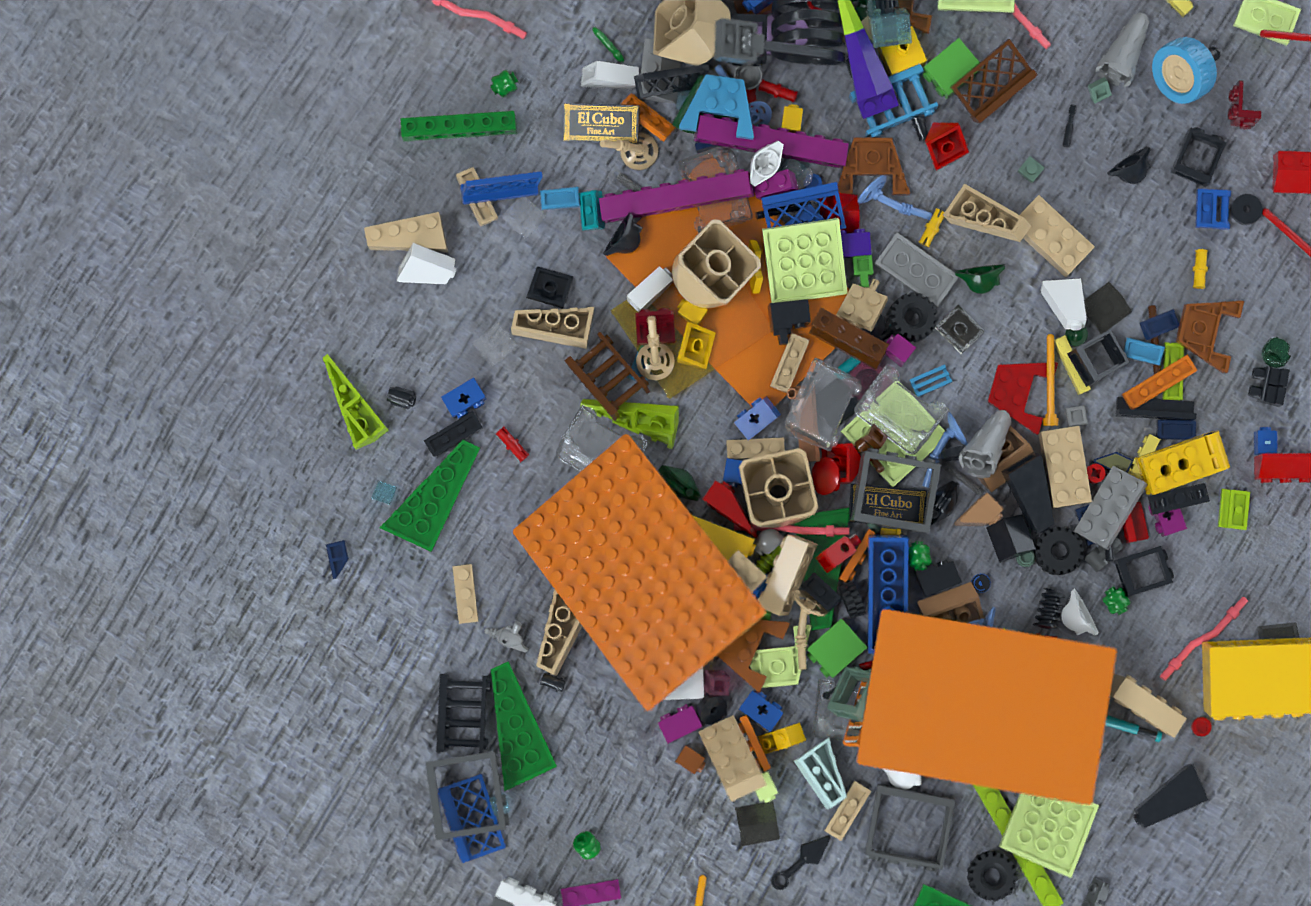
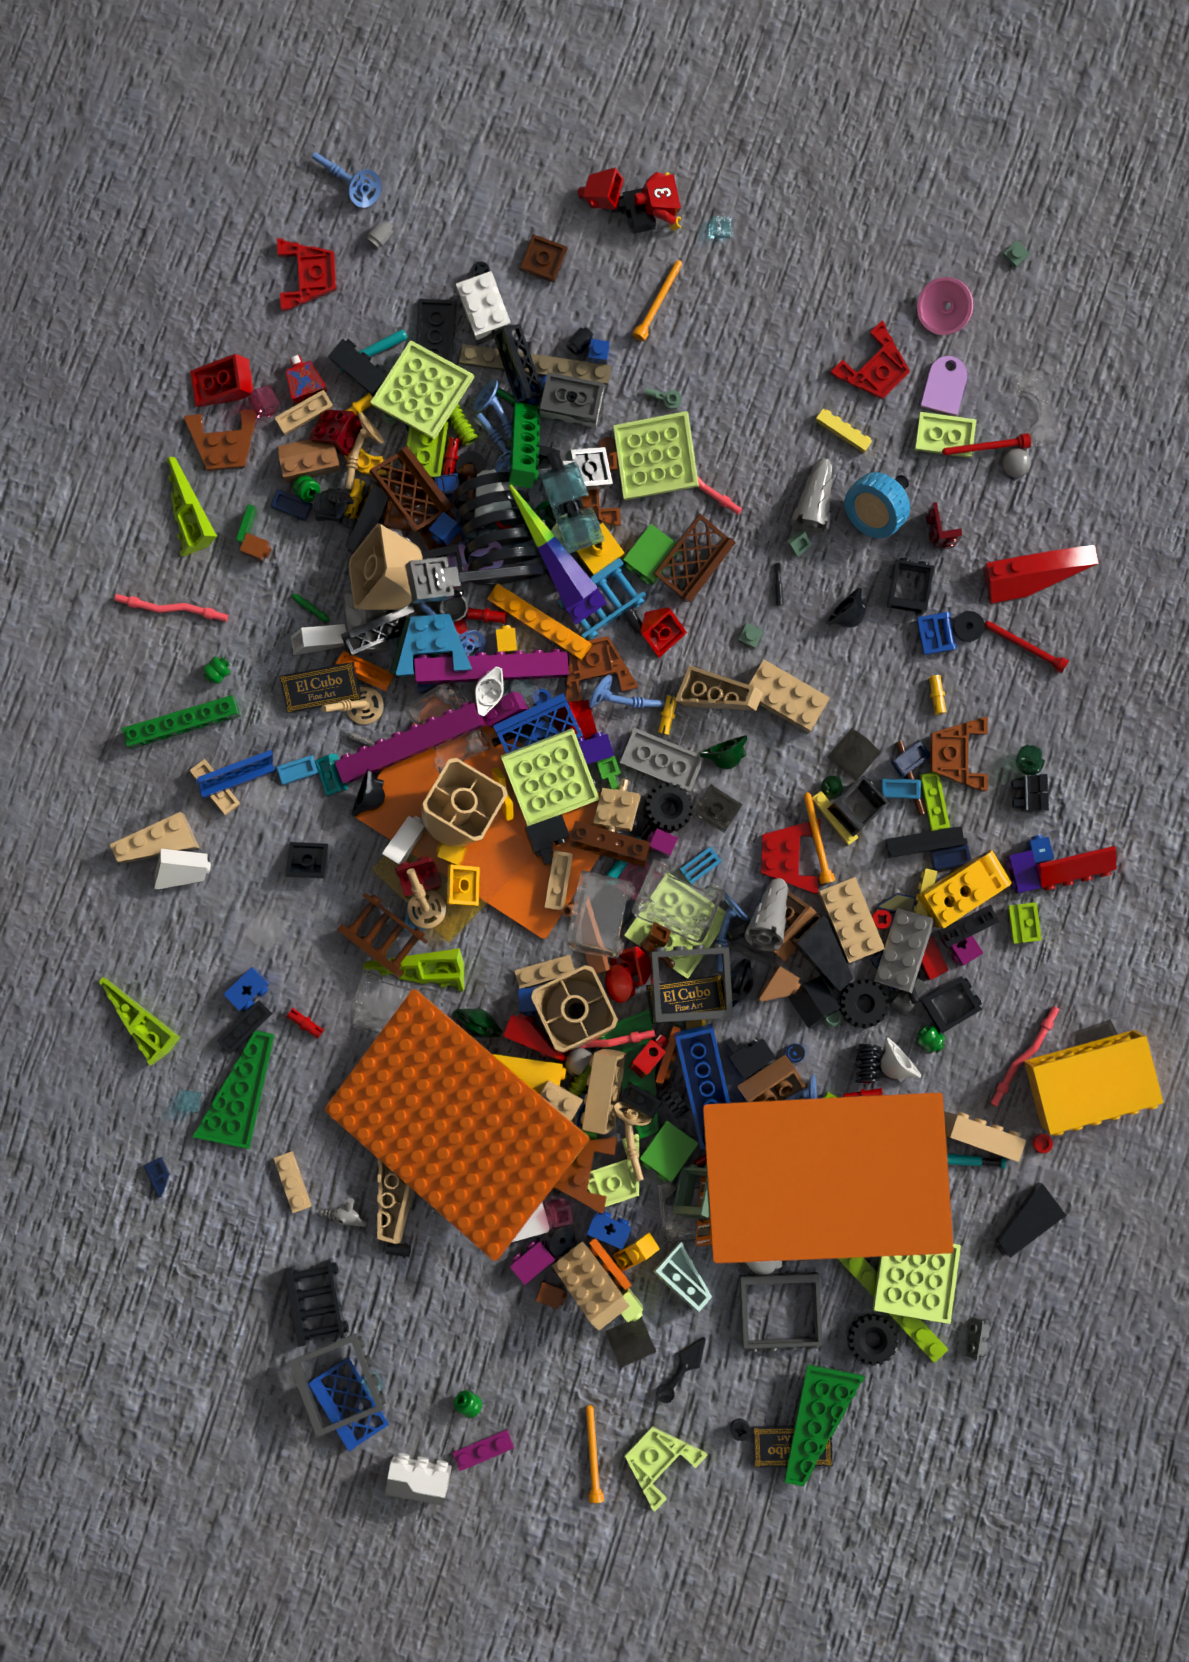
camera: 15 degrees left, 0 degrees up
(401, 397) = (185, 1002): black brick -> none
(520, 739) = (378, 1312): green wing -> none
(555, 325) = (325, 896): tan wedge -> none
(749, 425) = (535, 952): brick -> none
(828, 108) = (539, 621): none -> light orange plate
(847, 811) = (716, 1308): tan plate -> none
(919, 556) = (728, 1042): green piece -> none
(1066, 301) = (814, 757): white slope -> none
(1076, 416) = (850, 867): light grey tile -> none
(1159, 382) = (923, 815): orange tile -> none
(1243, 459) = (1022, 872): none -> dark purple brick

